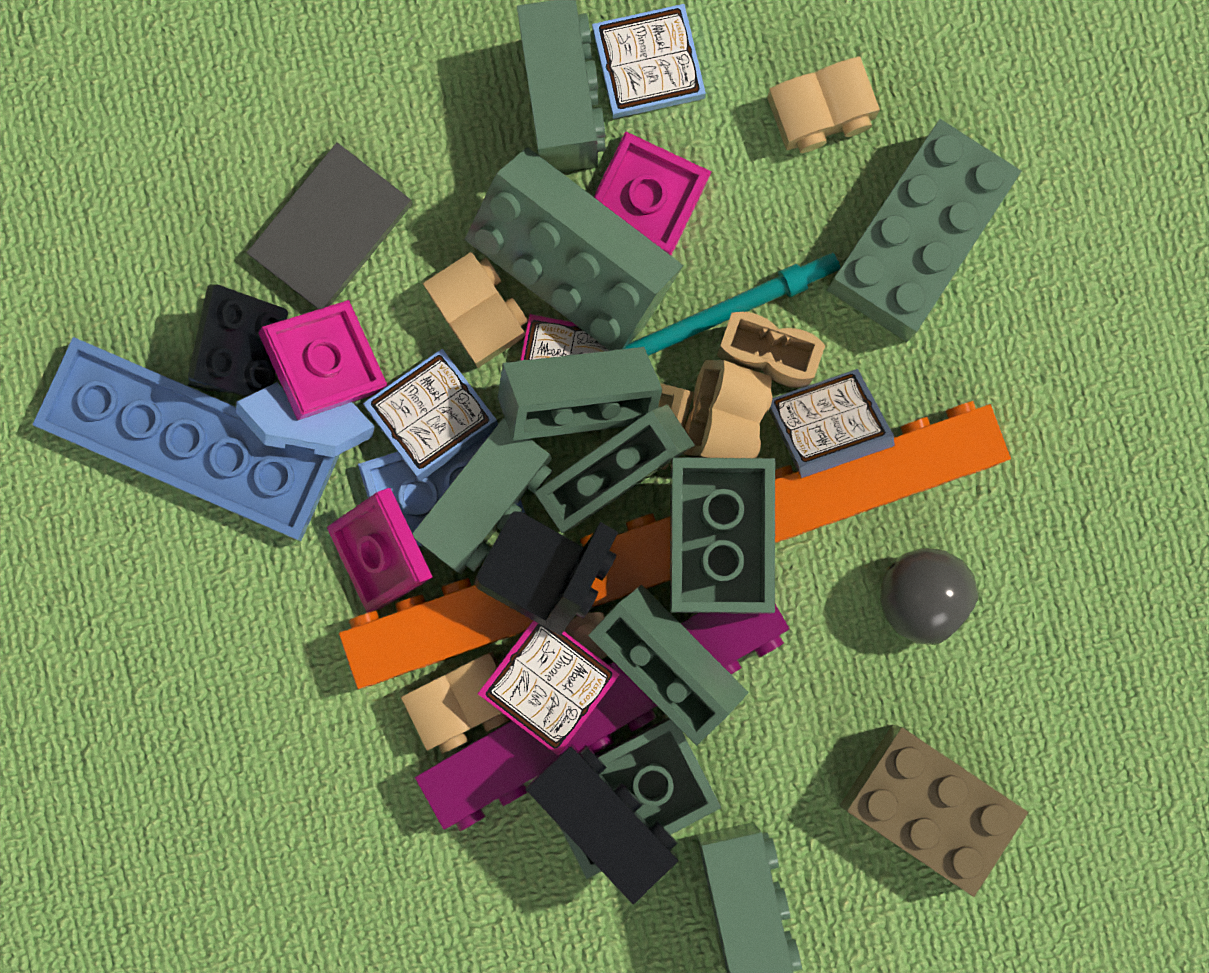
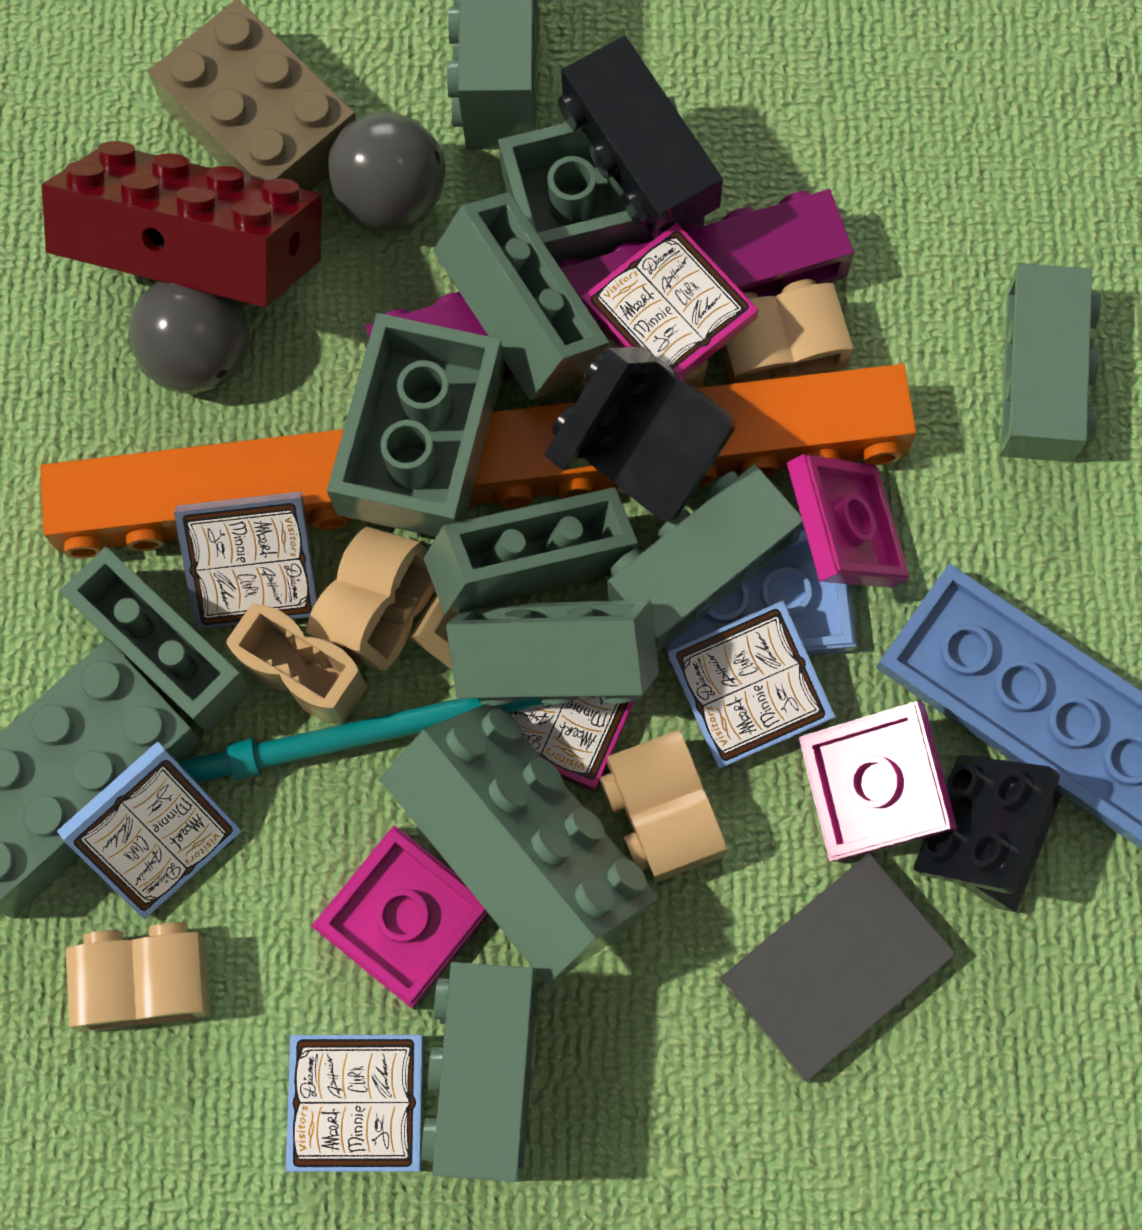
camera: 165 degrees left, 10 degrees down
(246, 725) = (1049, 363): none -> sand green brick
(328, 432) = (952, 702): light blue tile -> none
(808, 769) = (386, 171): none -> dark grey helmet
(844, 204) = (149, 830): none -> tile
(883, 345) = (156, 640): none -> sand green brick
(957, 678) = (183, 222): none -> dark red brick

